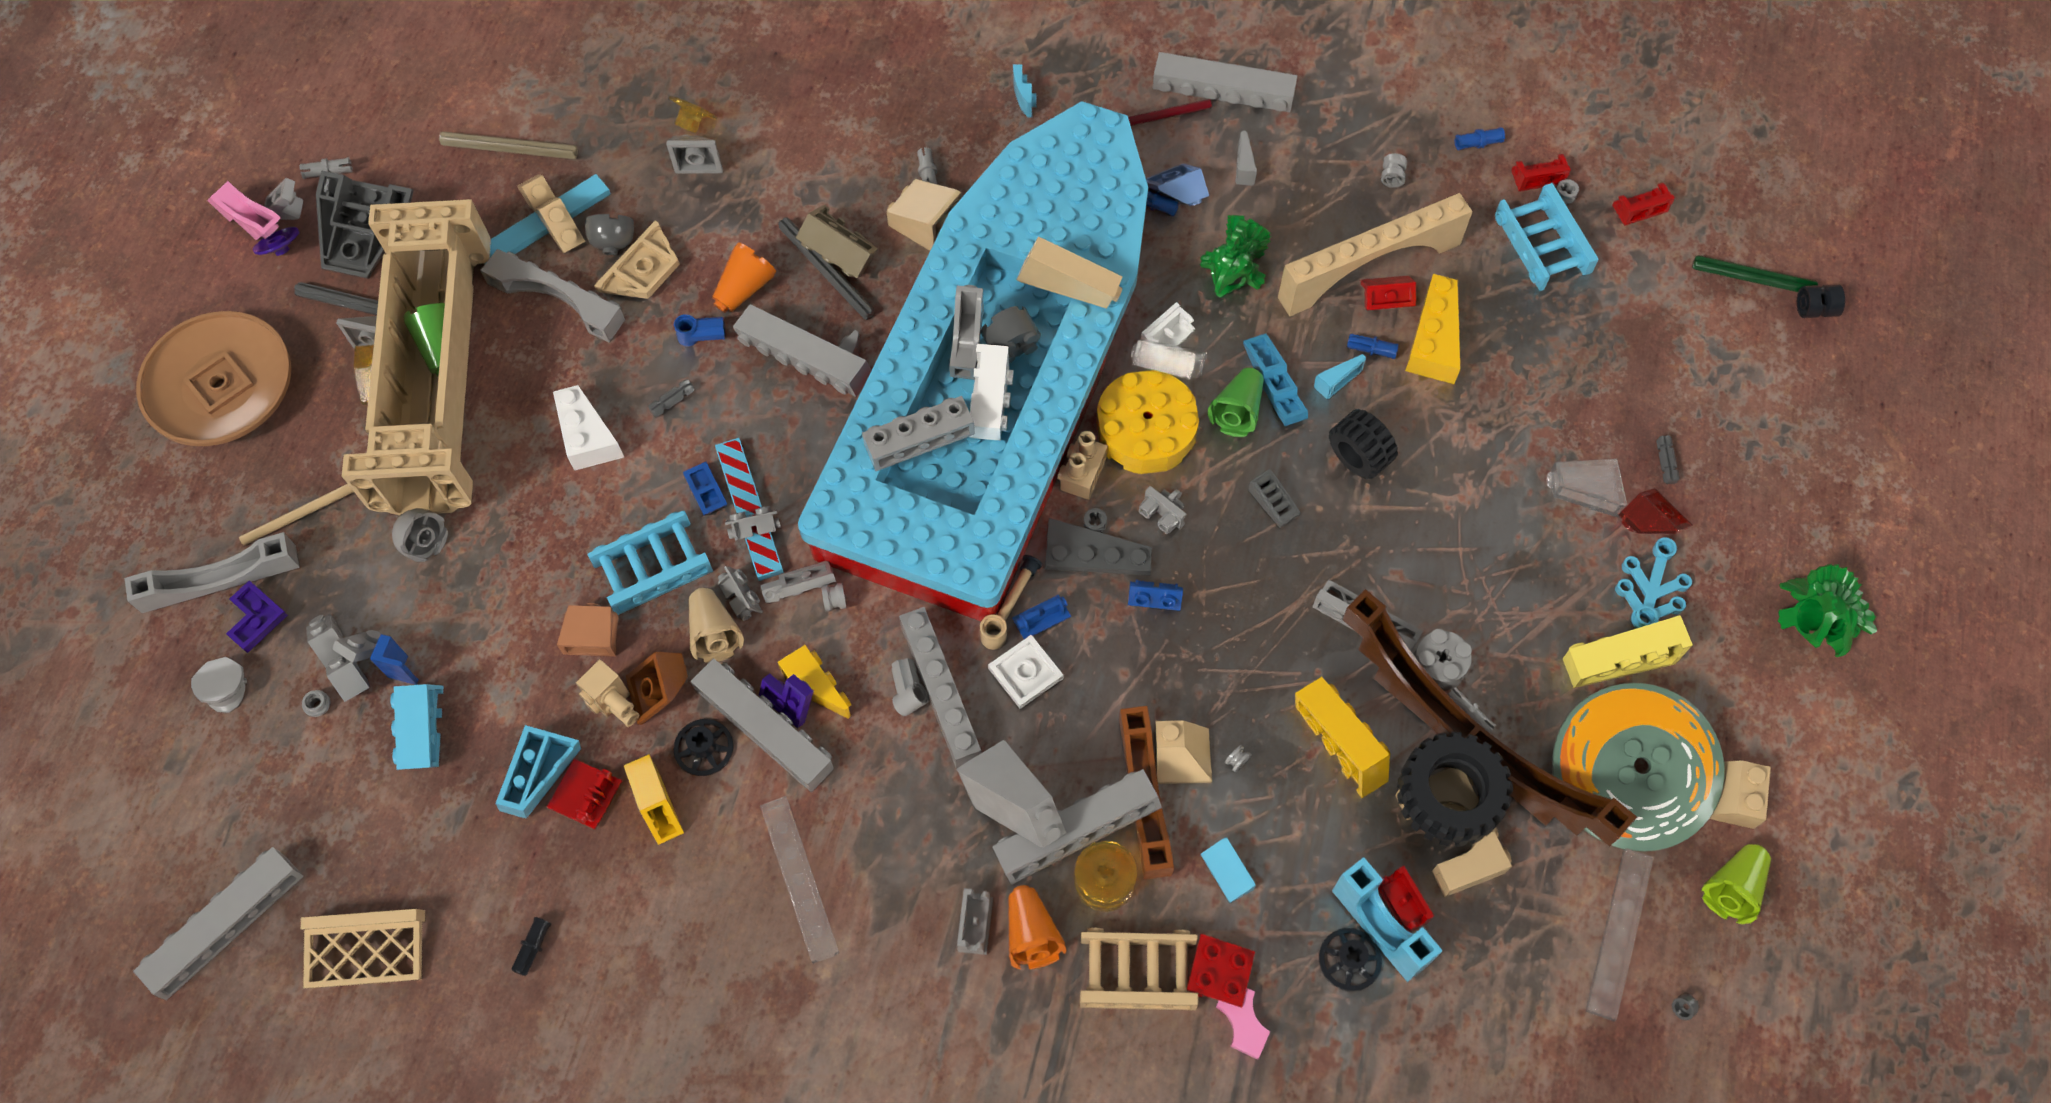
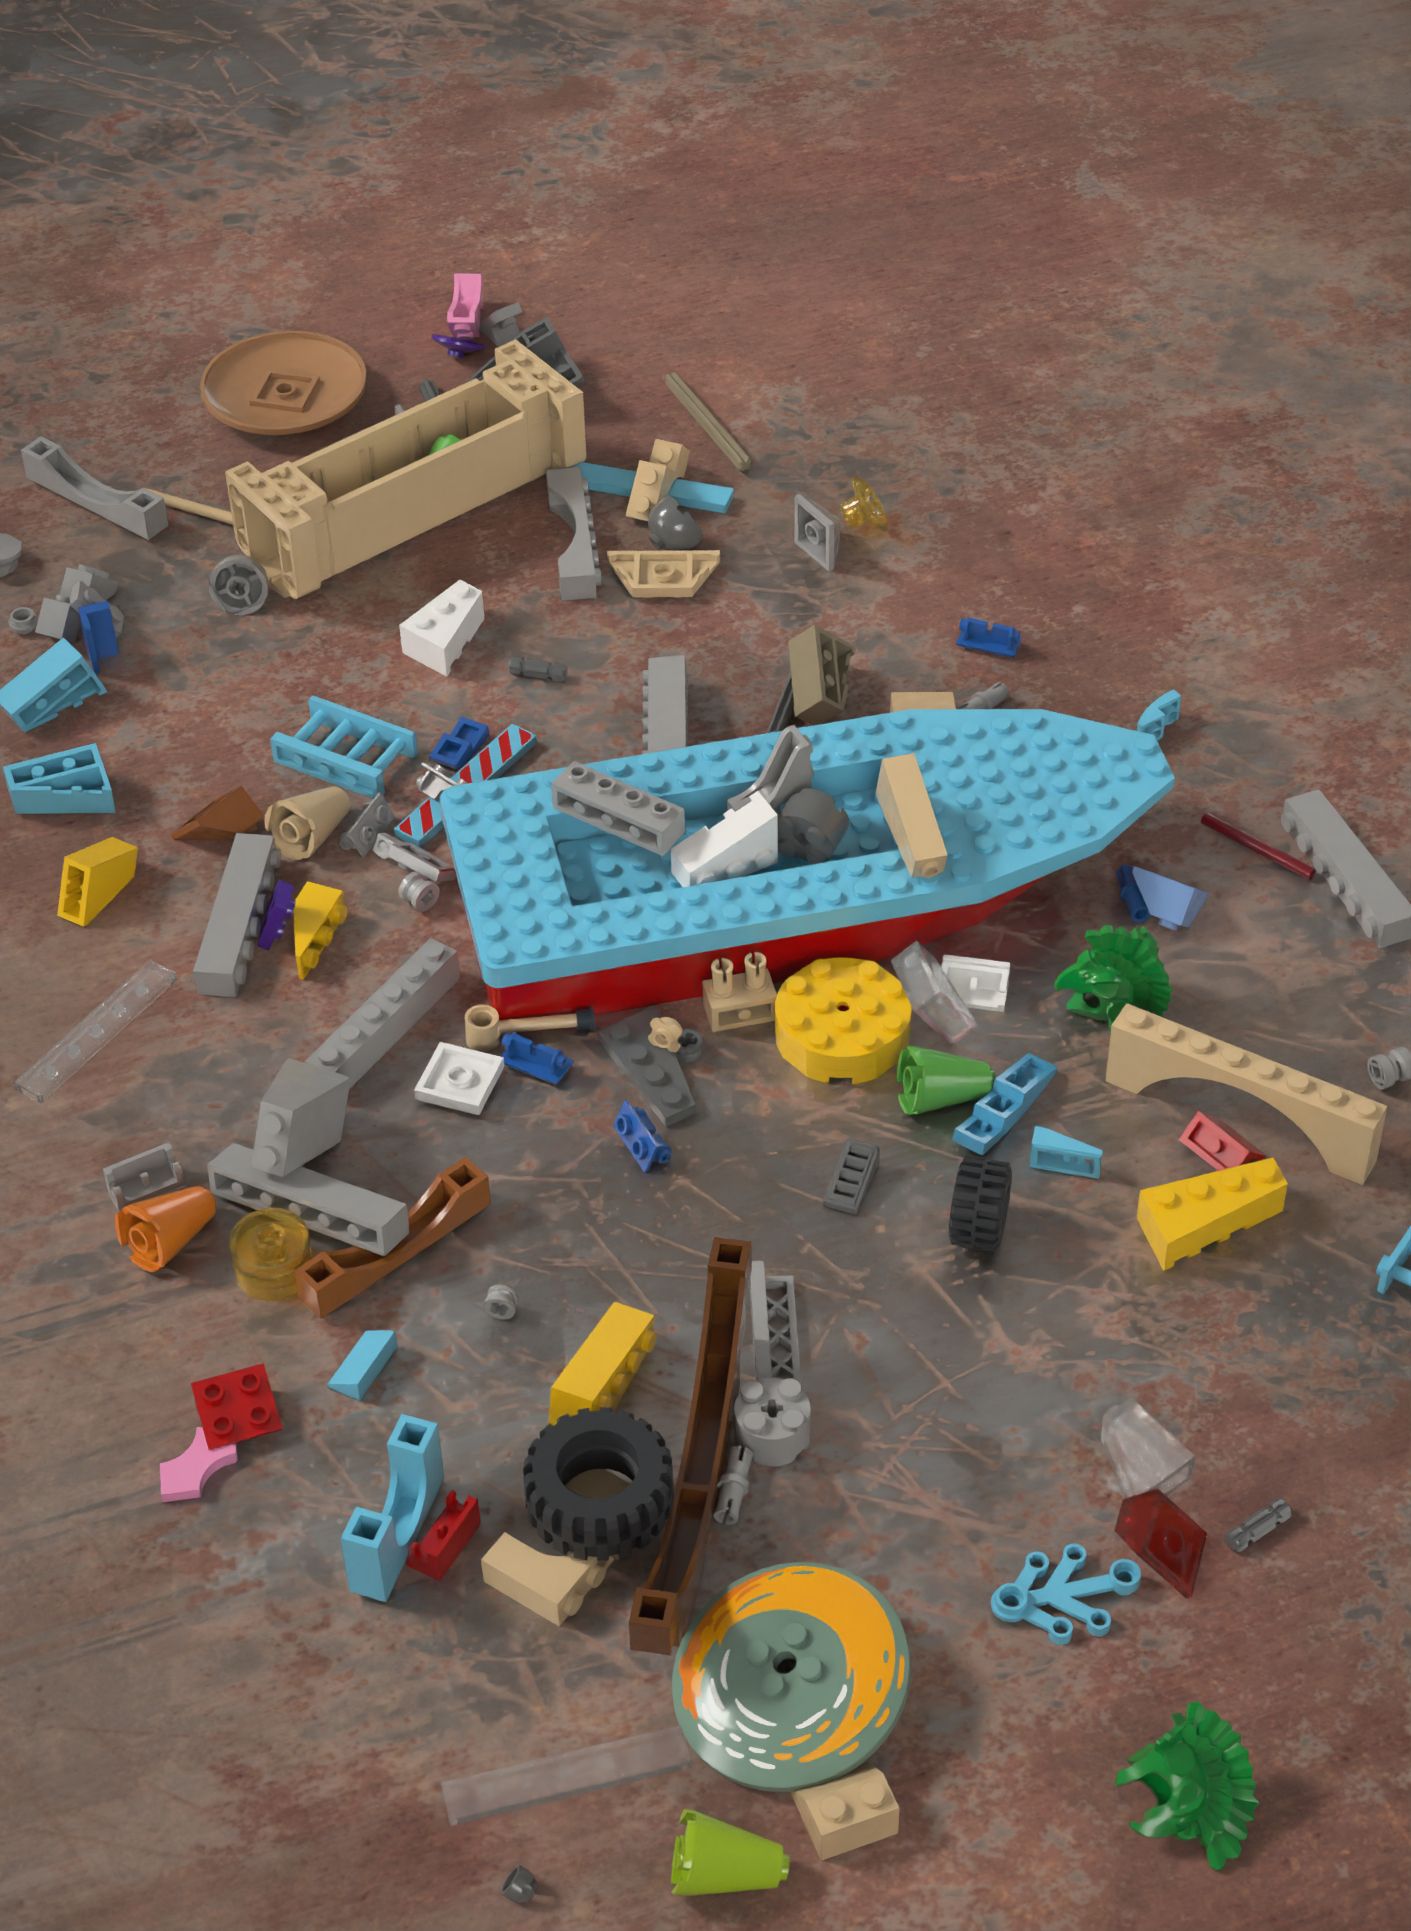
camera: 55 degrees right, 20 degrees down
(260, 617) = (79, 543): dark purple plate -> none
(333, 166) = (567, 331): light grey pin -> none
(584, 793) = (66, 834): red hinge -> none
(589, 631) = (236, 746): nougat torso -> none
(606, 693) = (178, 783): tan brick -> none
(700, 329) = (625, 642): blue piece -> none
(702, 744) = (182, 885): black wheel -> none
(741, 278) = (712, 637): orange cone -> none
(872, 128) = (1000, 640): none -> blue hinge
(910, 693) = (357, 993): light grey piece -> none
(1089, 527) = (665, 1033): none -> tan plate
(1123, 996) = (167, 1366): tan fence -> none
(1167, 506) = (756, 1088): light grey hips -> none
(1182, 753) = (470, 1250): tan slope -> none
(1245, 168) = (1262, 934): light grey slope -> none
(1351, 958) = (333, 1516): black wheel -> none
(1372, 346) = (1133, 1164): blue axle -> none
(1628, 652) = (940, 1597): light yellow wedge -> none

